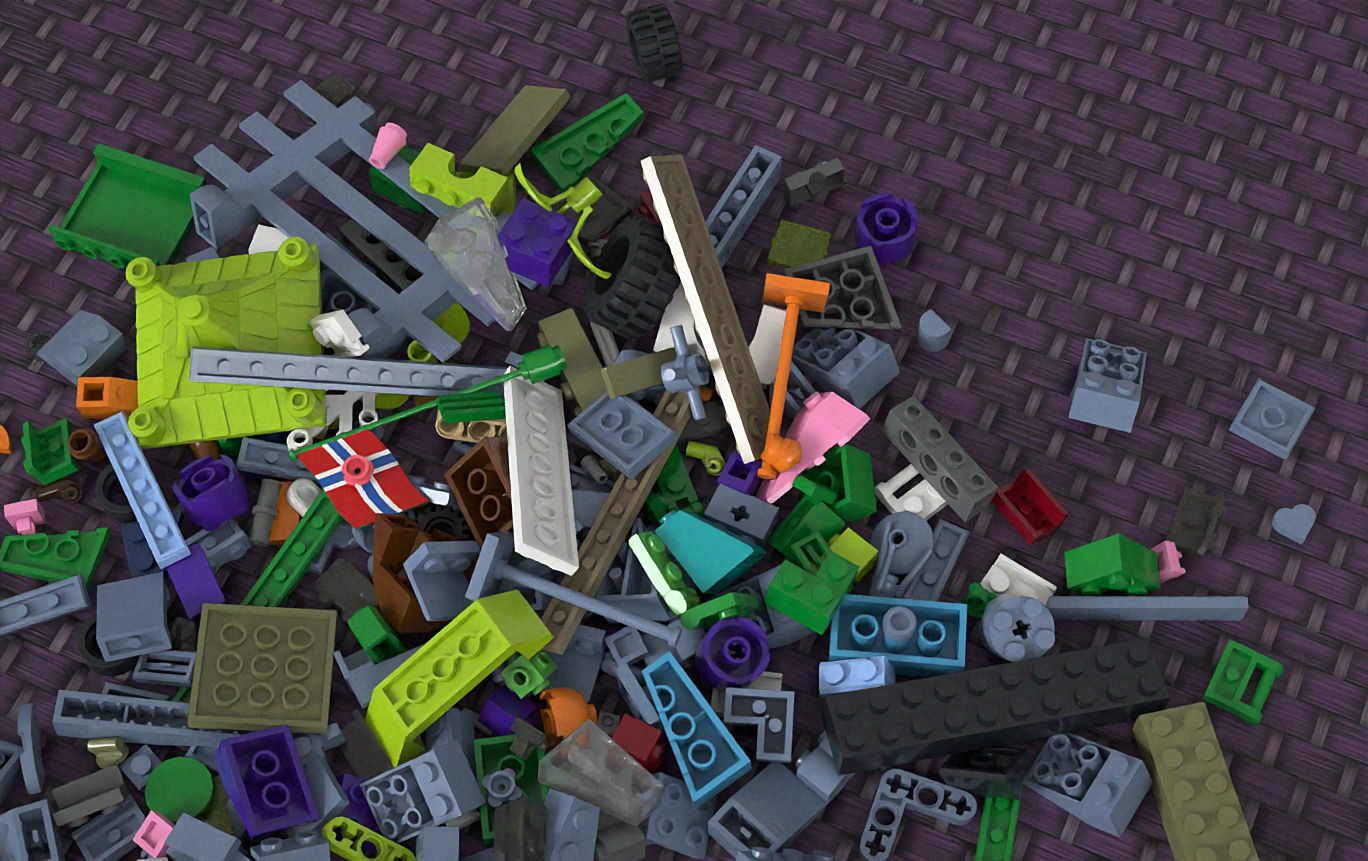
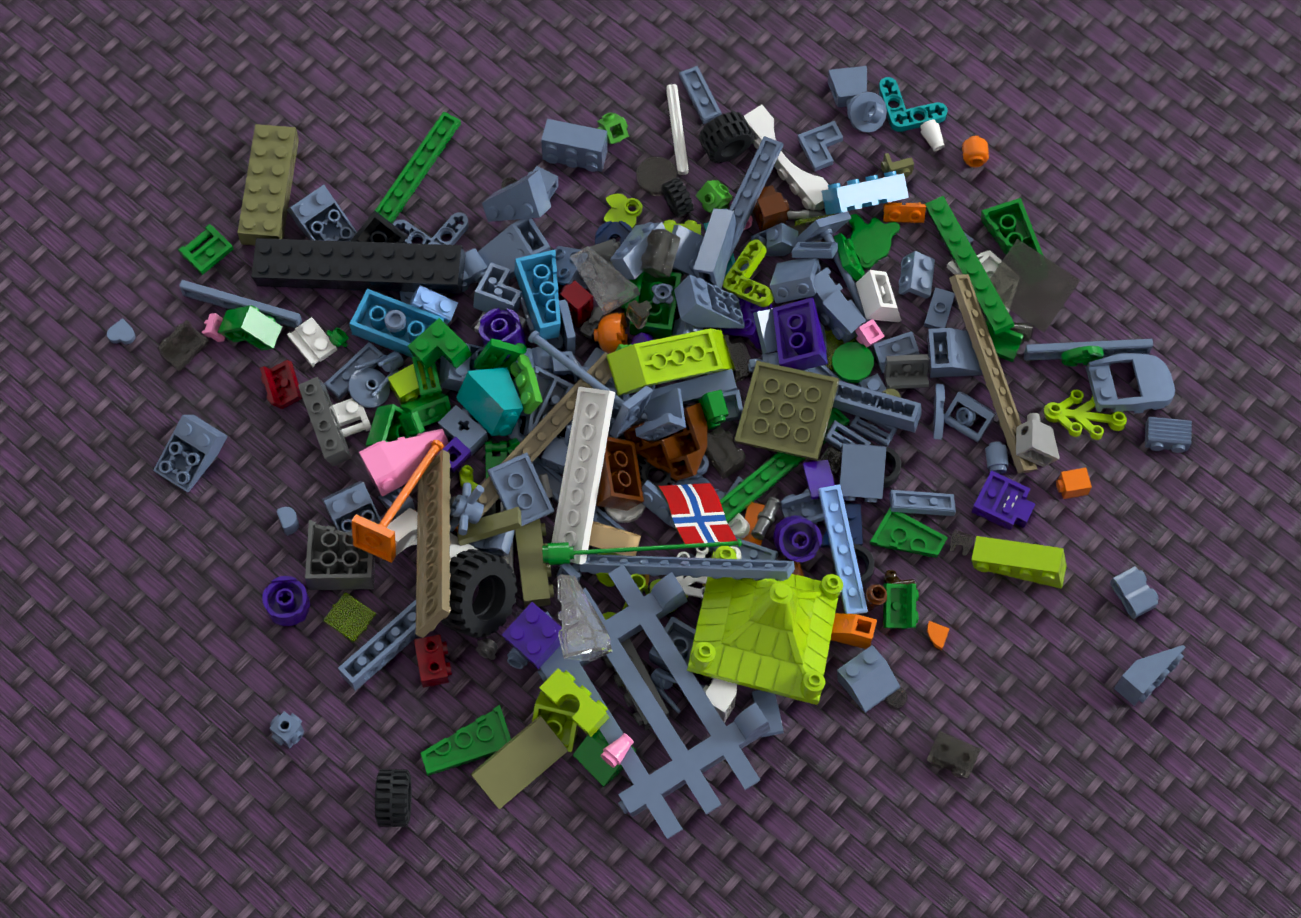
camera: 165 degrees left, 5 degrees up
(25, 516) = (923, 566): bright pink tile -> none
(129, 210) = (817, 783): green panel -> none
(334, 90) = (650, 845): clear smoke plate -> none
(338, 332) = (688, 584): white plate -> none
(357, 462) = (699, 508): coral plate -> none
(471, 407) = (595, 538): green tile -> none
(579, 198) = (494, 645): lime plant -> none
(605, 217) = (485, 689): clear smoke tile -> none
(782, 452) = (422, 444): orange arm -> none
(818, 92) = (286, 736): none -> sand blue brick
(821, 178) = (309, 662): dark grey piece -> none
(1000, 620) = (325, 307): sand blue brick -> none
(1272, 419) = (99, 398): sand blue plate -> none

